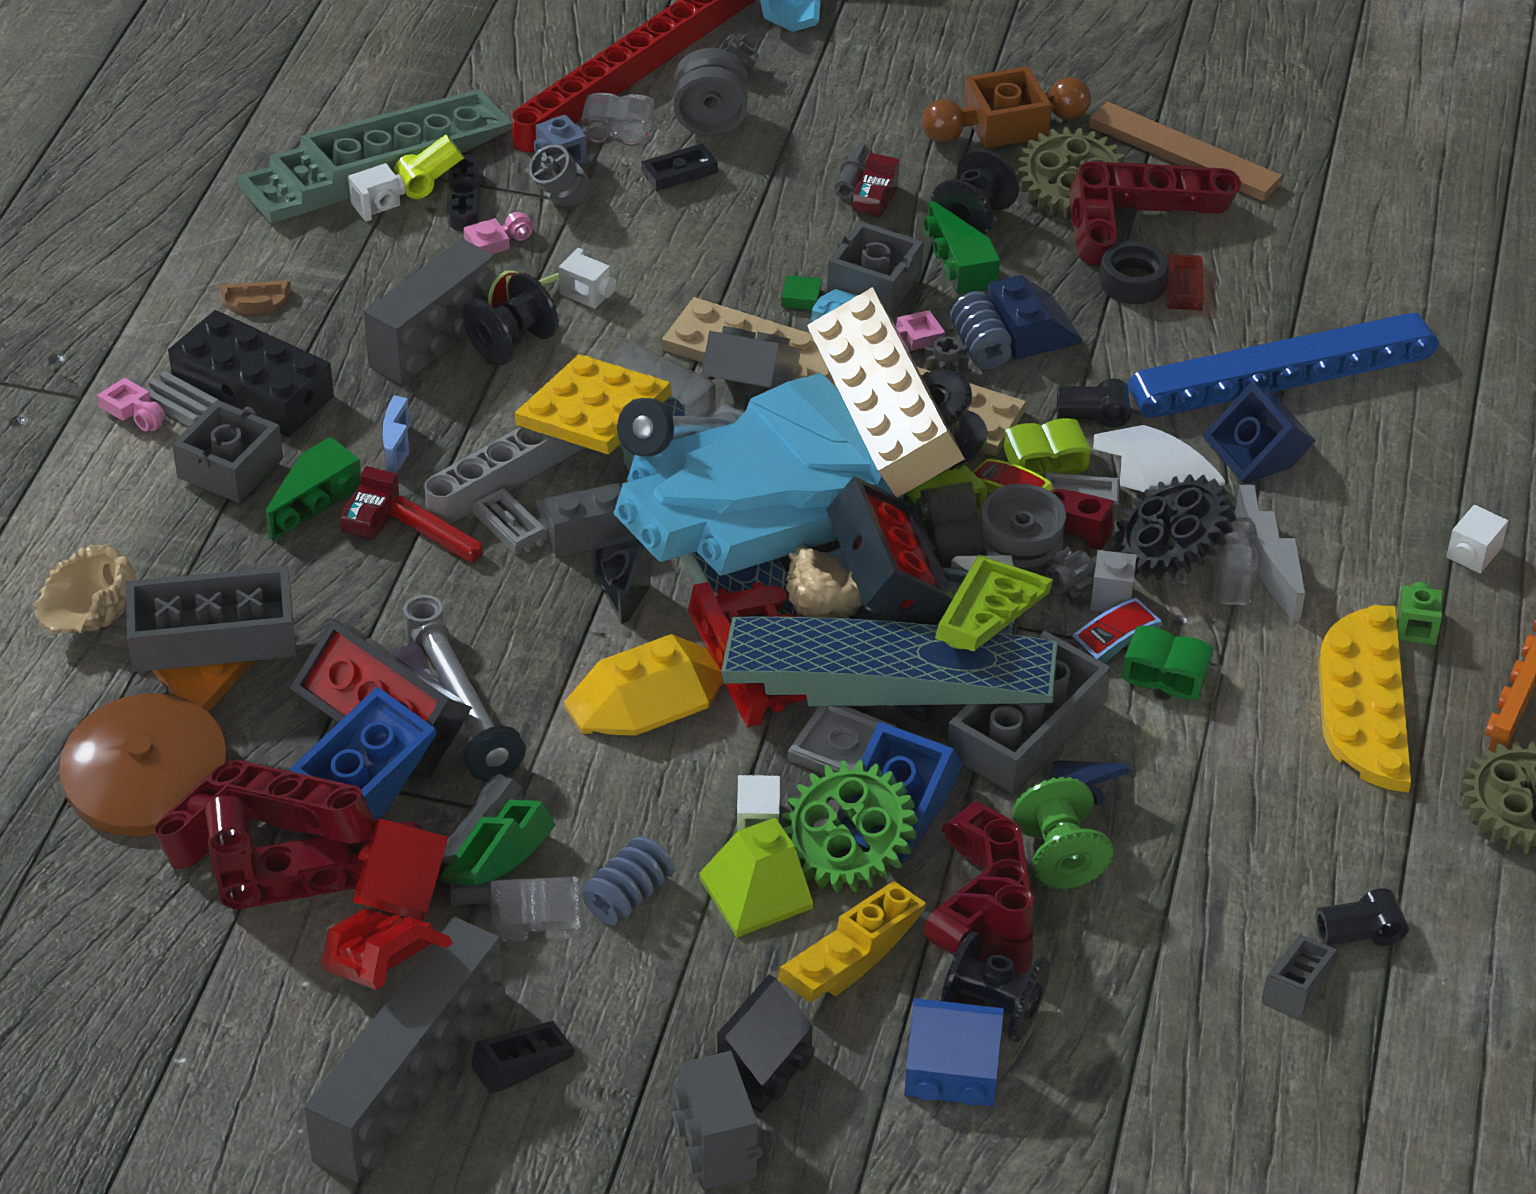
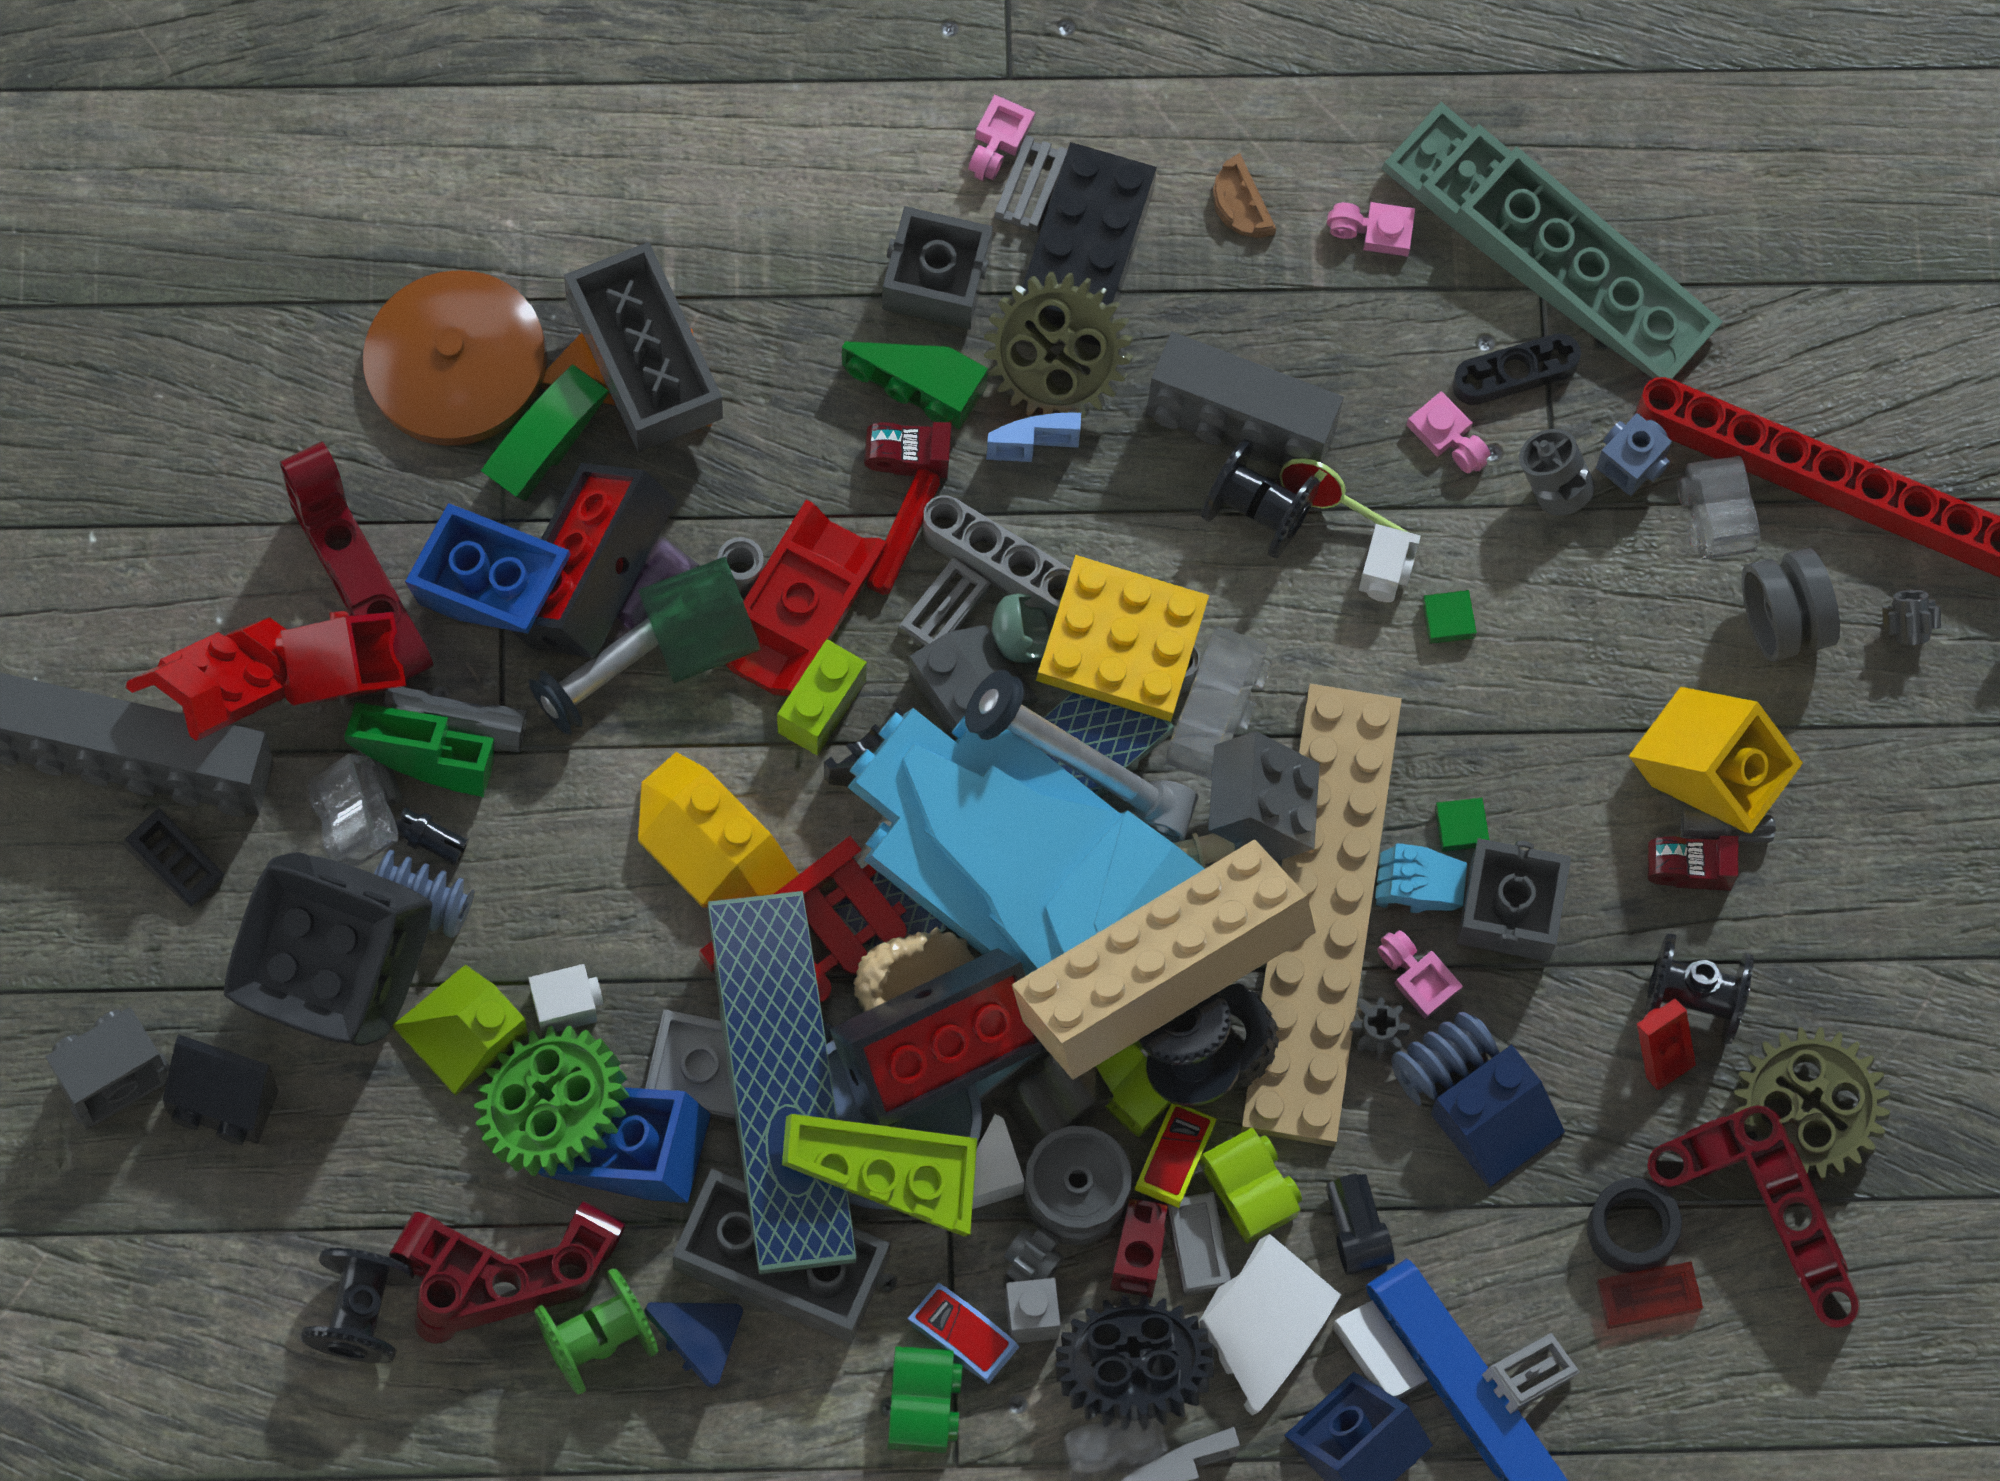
camera: 70 degrees right, 25 degrees up
(85, 591) = (664, 205): tan piece -> none
(248, 715) = (545, 432): none -> green slope
(268, 796) = (424, 469): dark red beam -> none
(315, 231) = (1386, 228): none -> bright pink plate
(322, 362) = (1083, 315): none -> olive gear
(375, 190) = (1470, 267): white brick -> none
(421, 170) = (1527, 307): neon yellow piece -> none
(466, 640) = (699, 619): none -> clear green slope
(476, 595) = (803, 597): none -> red piece
(553, 472) = (1020, 629): none -> sand green hair
(559, 595) = (822, 697): none -> lime brick
(580, 863) = (425, 833): none -> black pin
(638, 264) = (1449, 616): none -> green tile
(675, 911) = (327, 948): none -> black piece
(679, 167) = (1653, 610): black plate -> none
(804, 150) = (1717, 756): none -> yellow slope
(855, 946) = (393, 1147): yellow slope -> none
(953, 1052) = (255, 1285): blue slope -> none
(965, 252) = (1587, 1010): green slope -> none
(1005, 208) = (1666, 1044): none -> red plate
(1006, 108) = (1892, 967): dark orange brick -> none
(1181, 148) = (1930, 1245): medium nougat tile -> none
(1189, 419) = (1378, 1350): none -> white slope
(1237, 337) = (1509, 1386): none -> light grey tile

